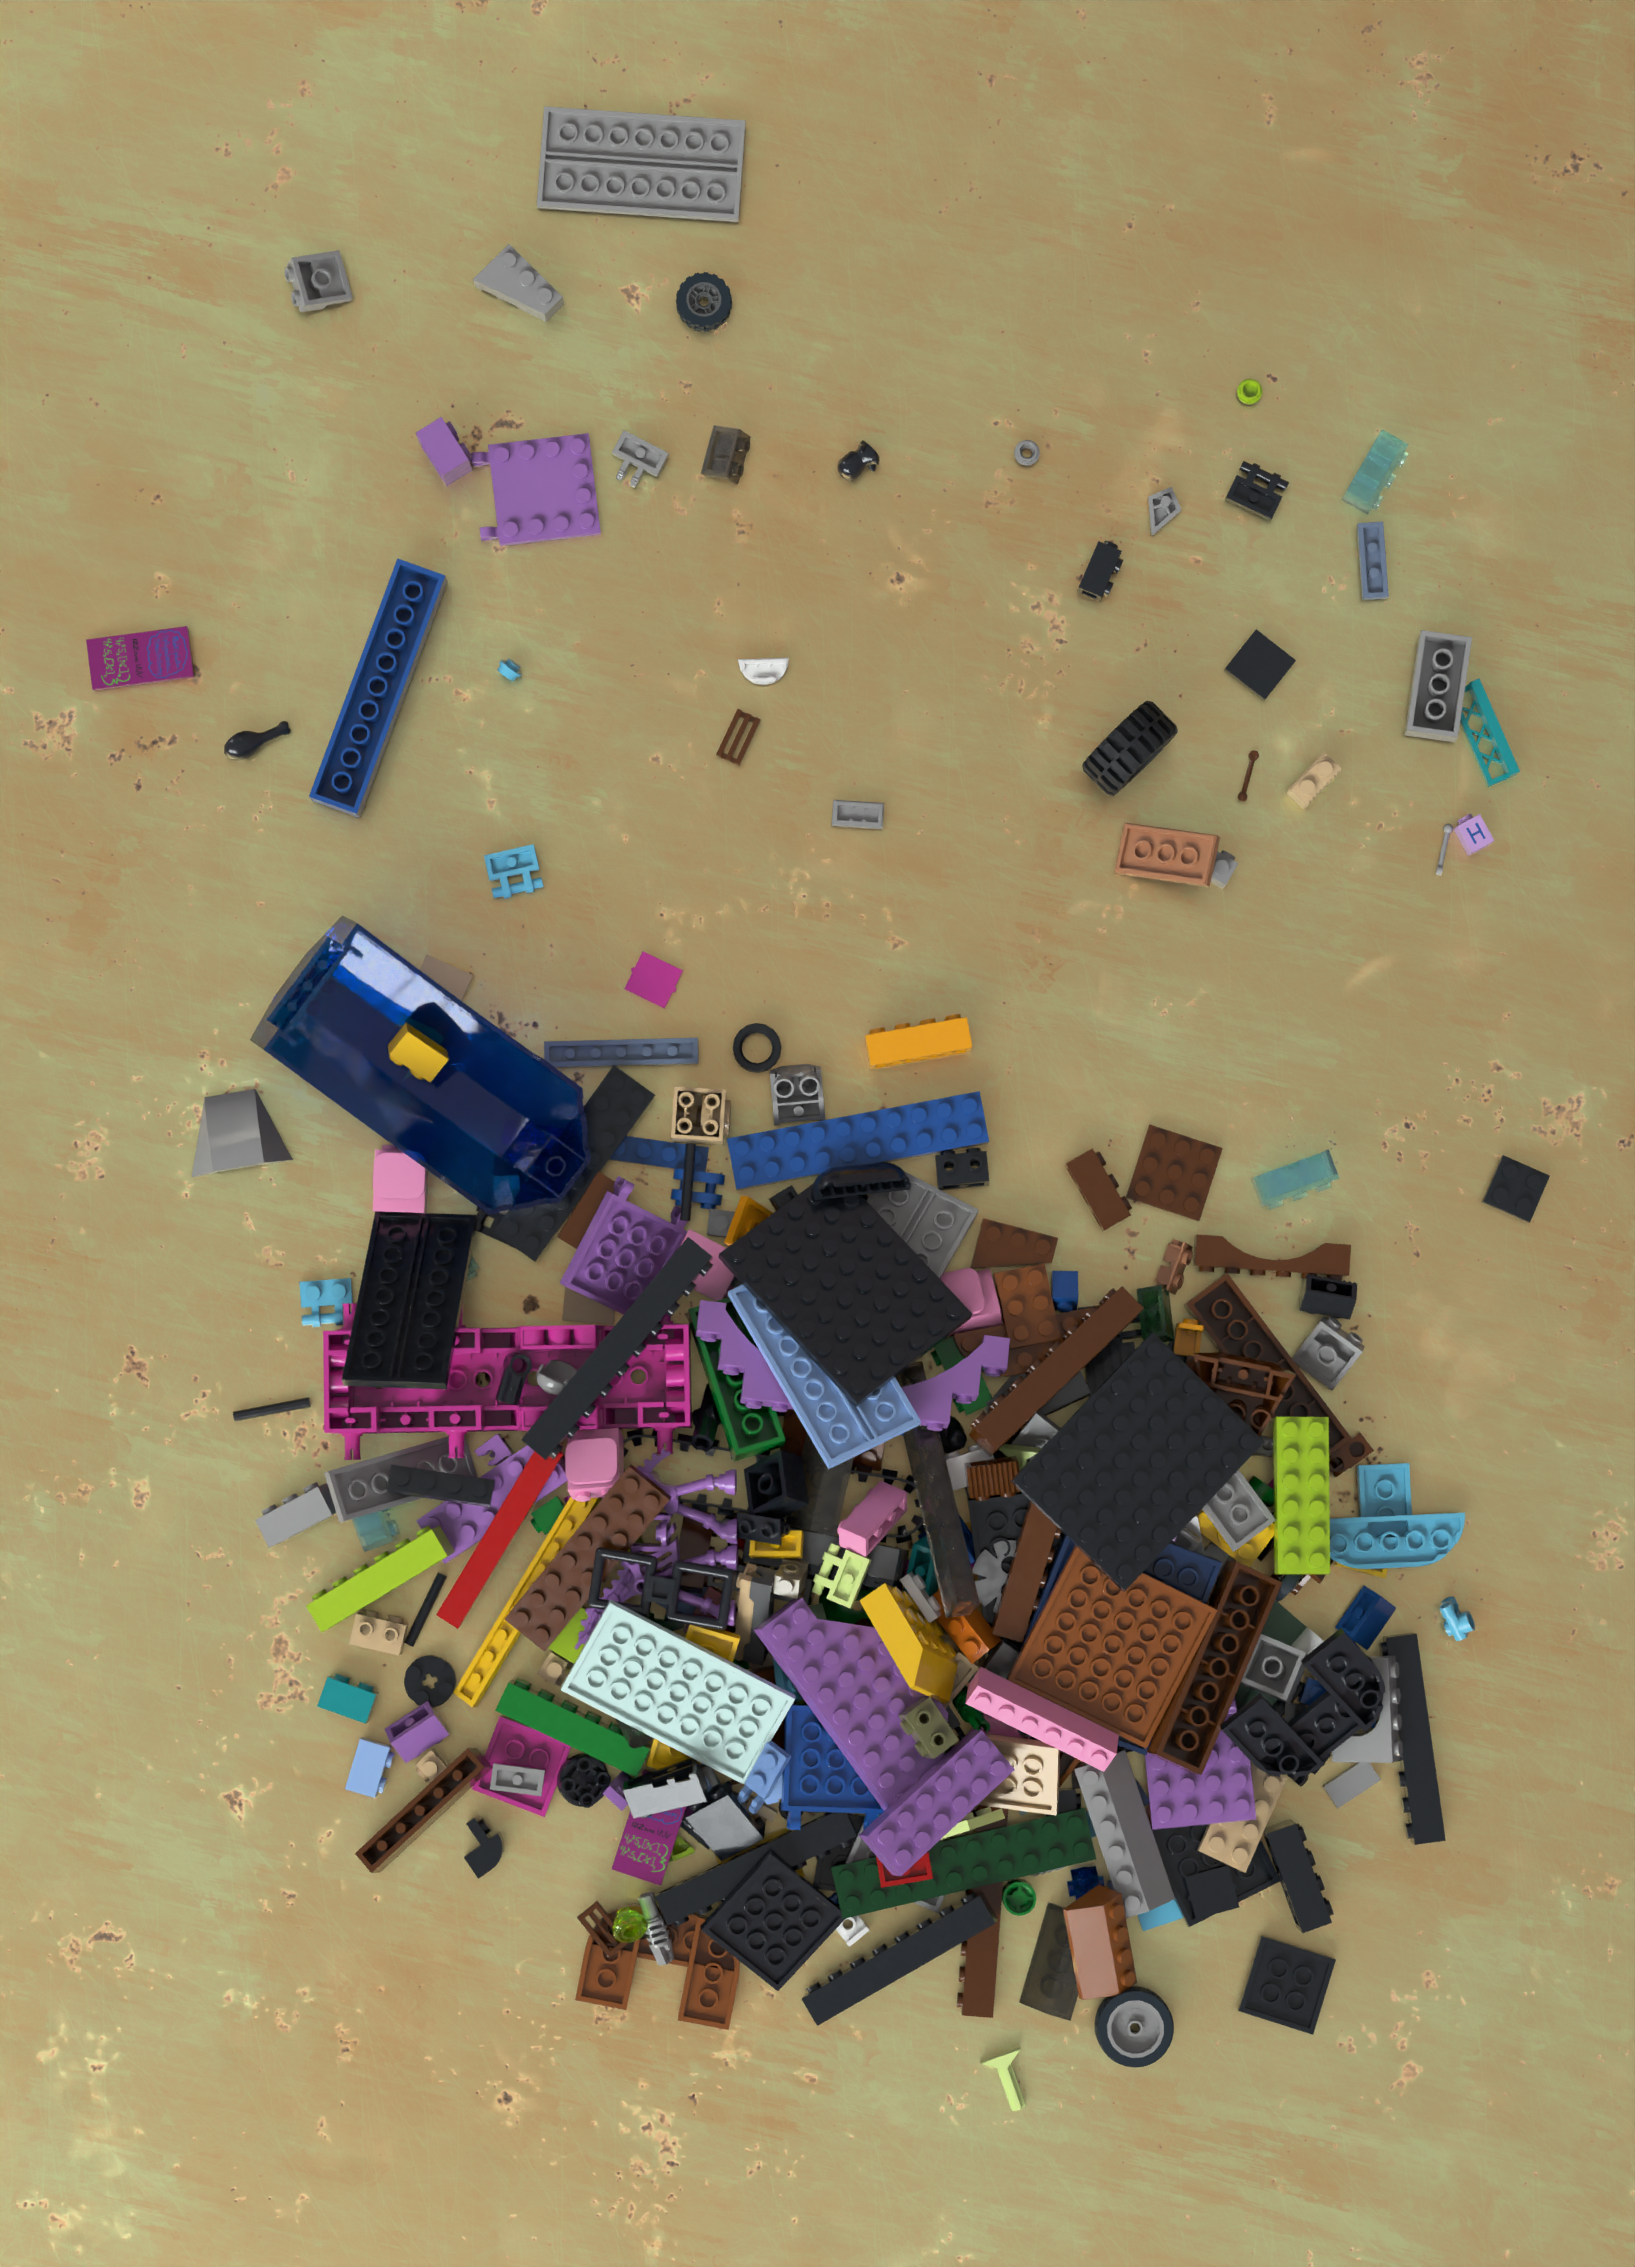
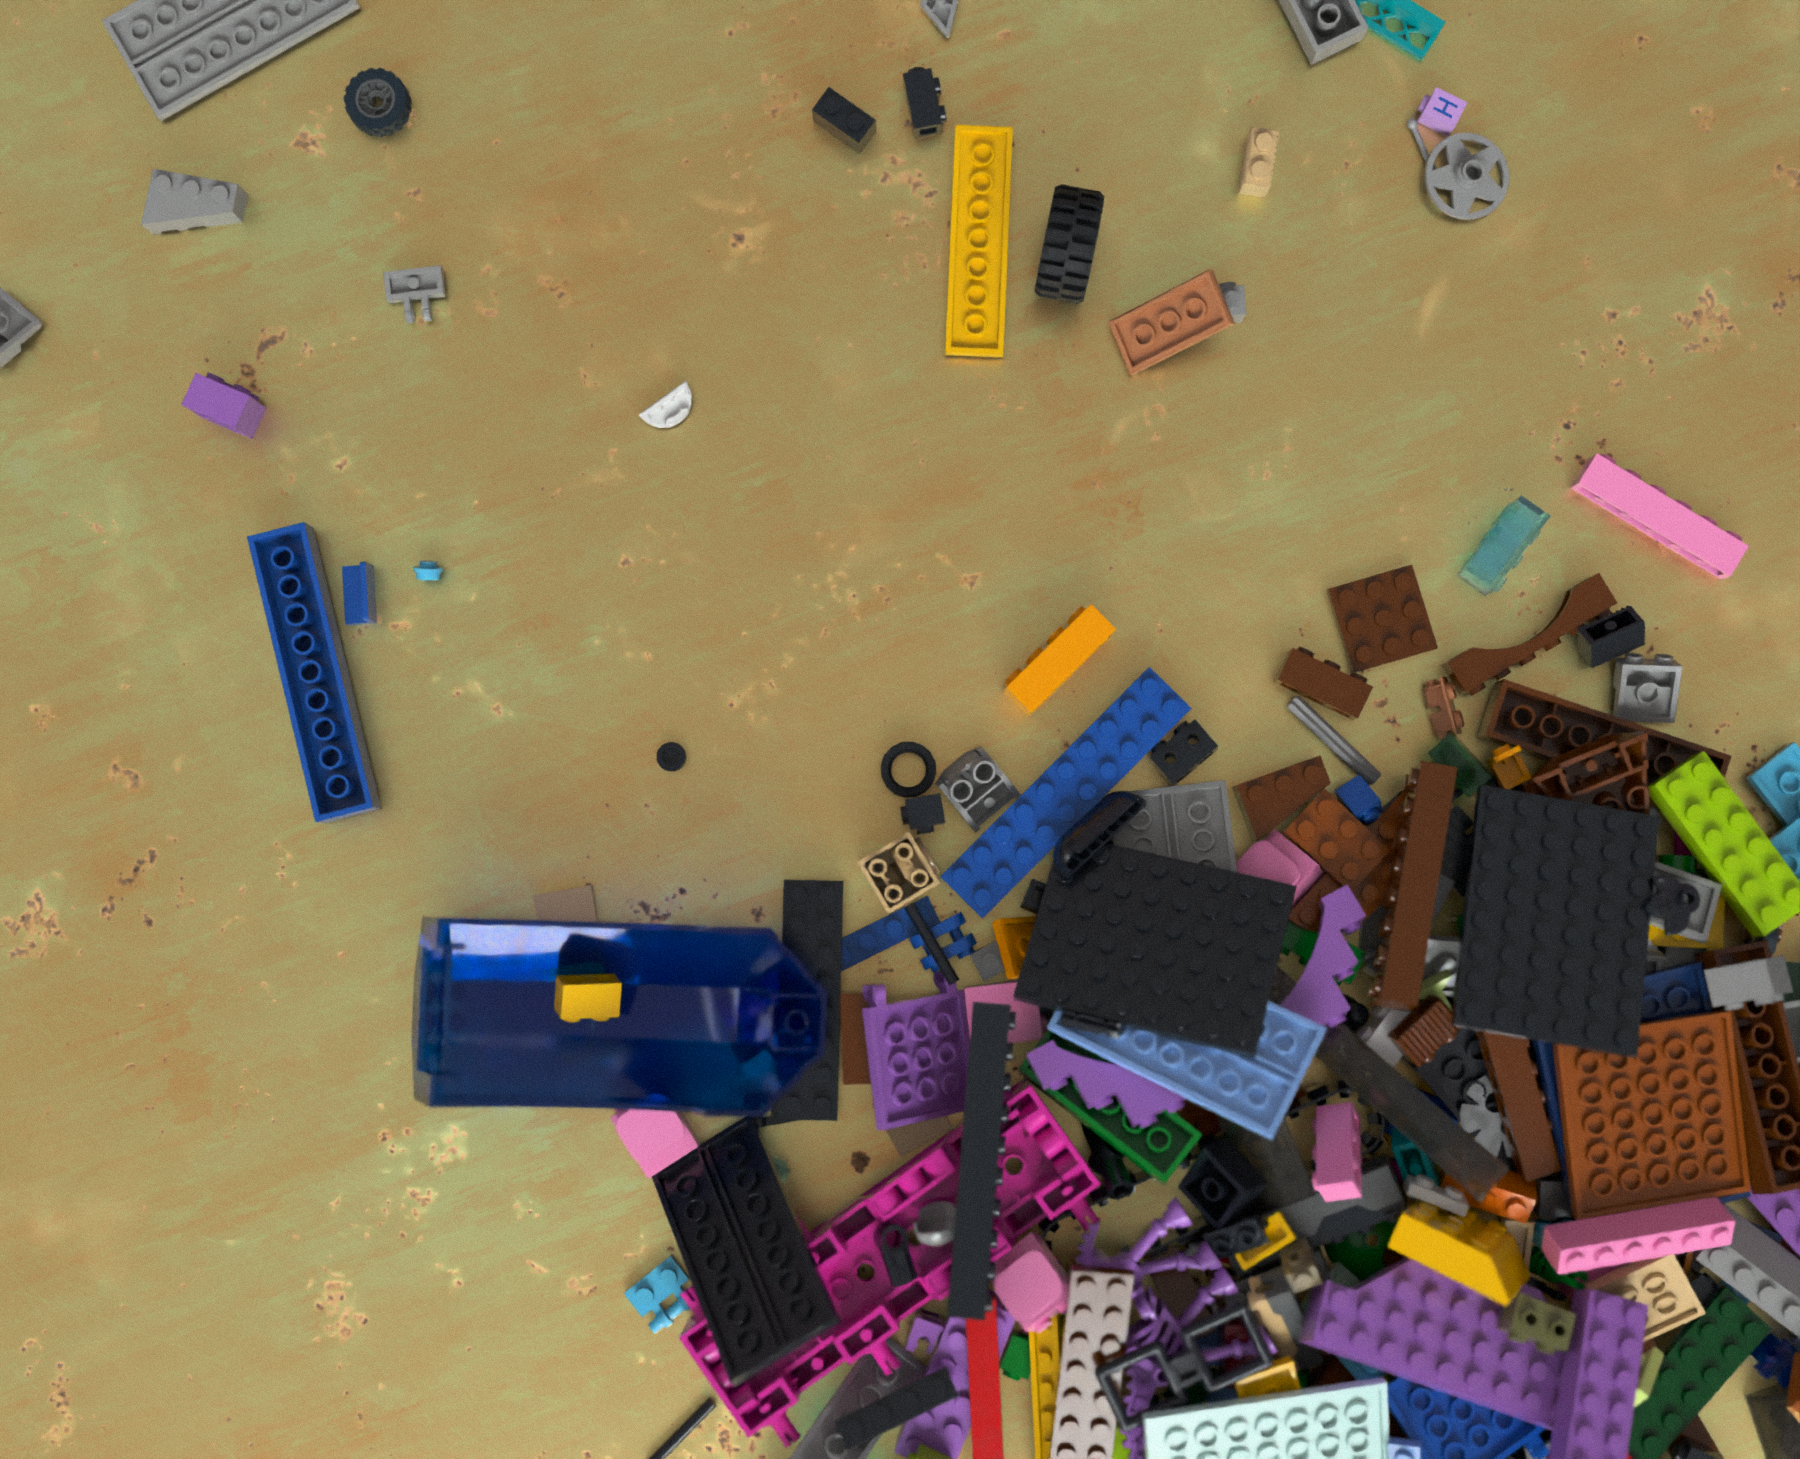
camera: 25 degrees left, 0 degrees up
(140, 658) = (67, 799): magenta tile -> none
(236, 1134) = (468, 1192): light grey wedge -> none
(247, 743) = (225, 810): black piece -> none
(448, 652) = (359, 594): none -> blue panel
(513, 863) = (555, 753): medium azure plate -> none
(541, 489) = (343, 381): medium lavender plate -> none
(593, 923) = (671, 756): none -> black tile
(621, 1052) = (782, 862): sand blue plate -> none
(653, 979) = (765, 771): dark pink piece -> none
(726, 454) = (496, 230): clear smoke bracket -> none
(745, 1085) = (923, 813): none -> black brick
(747, 717) = (685, 463): reddish brown tile -> none
(760, 1308) = (1091, 1023): none -> black axle
(848, 1577) = (1357, 1228): yellowish green plate -> none
(855, 462) = (623, 155): black animal -> none
(857, 814) = (852, 484): light grey plate -> none
(1018, 1897) = (1723, 1416): green wheel -> none
(1029, 445) = (775, 32): light grey plate -> none
(1033, 545) = (844, 120): none -> black brick
(1071, 700) = (979, 241): none -> yellow plate
(1078, 1235) = (1333, 740): none -> light grey axle
(1225, 1505) = (1670, 903): none -> black plate
(1244, 1595) = (1755, 980): none -> light grey brick
(1253, 756) = (1184, 179): reddish brown hinge -> none
(1260, 665) = (1132, 90): black tile -> none
(1349, 1454) = (1739, 766): reddish brown leg -> none
(1426, 1236) = (1660, 516): none -> bright pink brick
(1460, 894) = (1466, 176): none -> light grey wheel
(1515, 1189) = (1710, 416): black plate -> none

